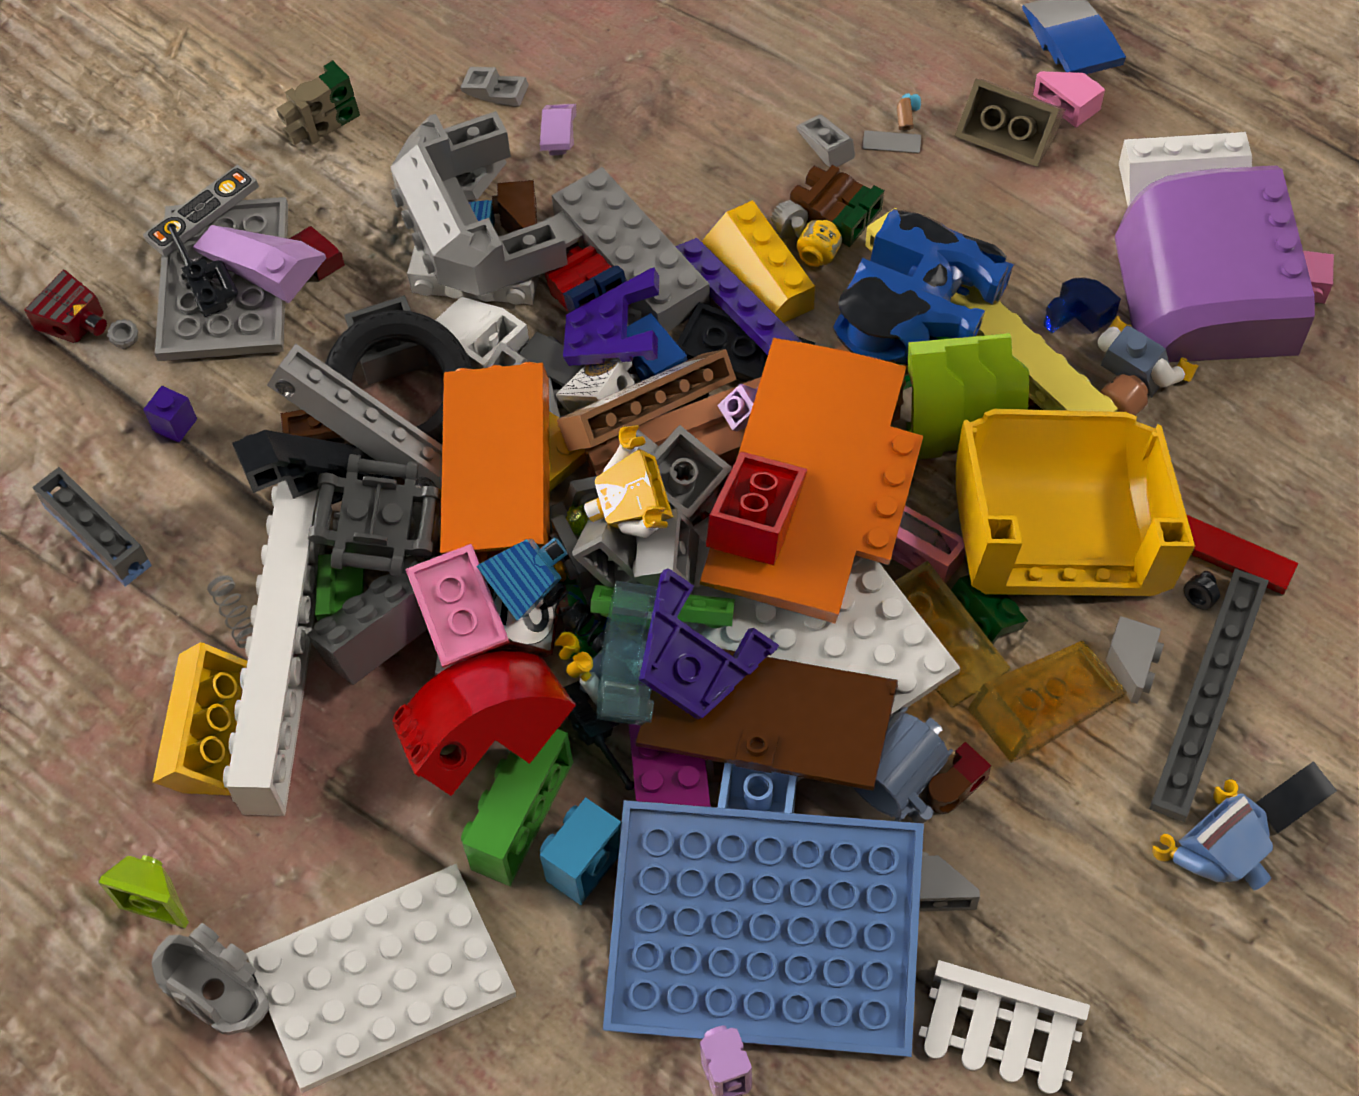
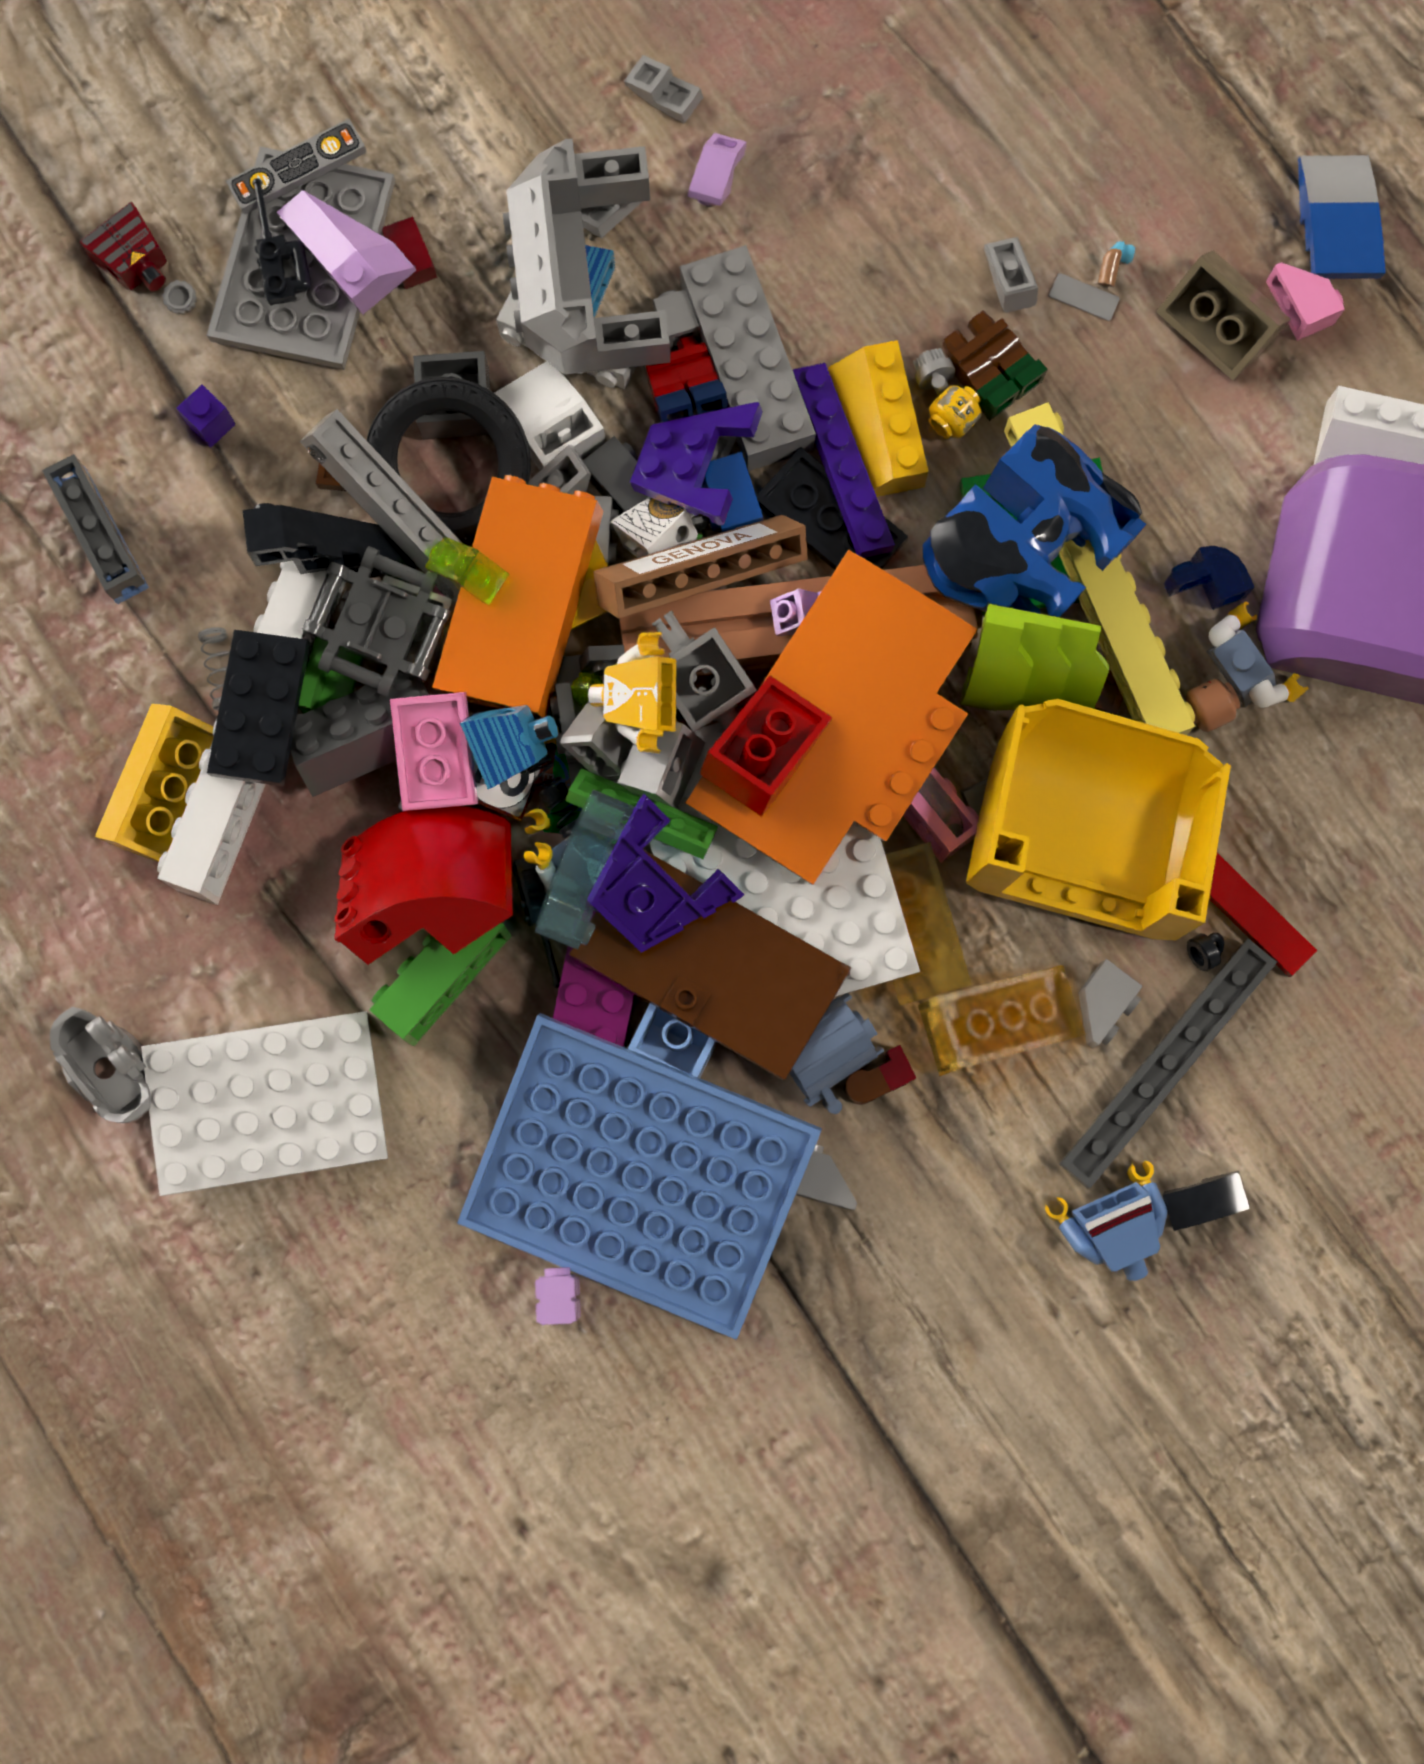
camera: 15 degrees right, 20 degrees up
(144, 889) = (63, 947): lime slope -> none
(284, 615) = (258, 708): none -> black plate
(318, 106) = (457, 64): dark tan hips -> none
(446, 440) = (467, 568): none -> clear neon green bracket
(515, 205) = (640, 268): reddish brown slope -> none
(581, 850) = (486, 1042): dark azure brick -> none
(992, 612) = (972, 911): dark green bracket -> none
(1023, 1021) = (853, 1340): white fence -> none

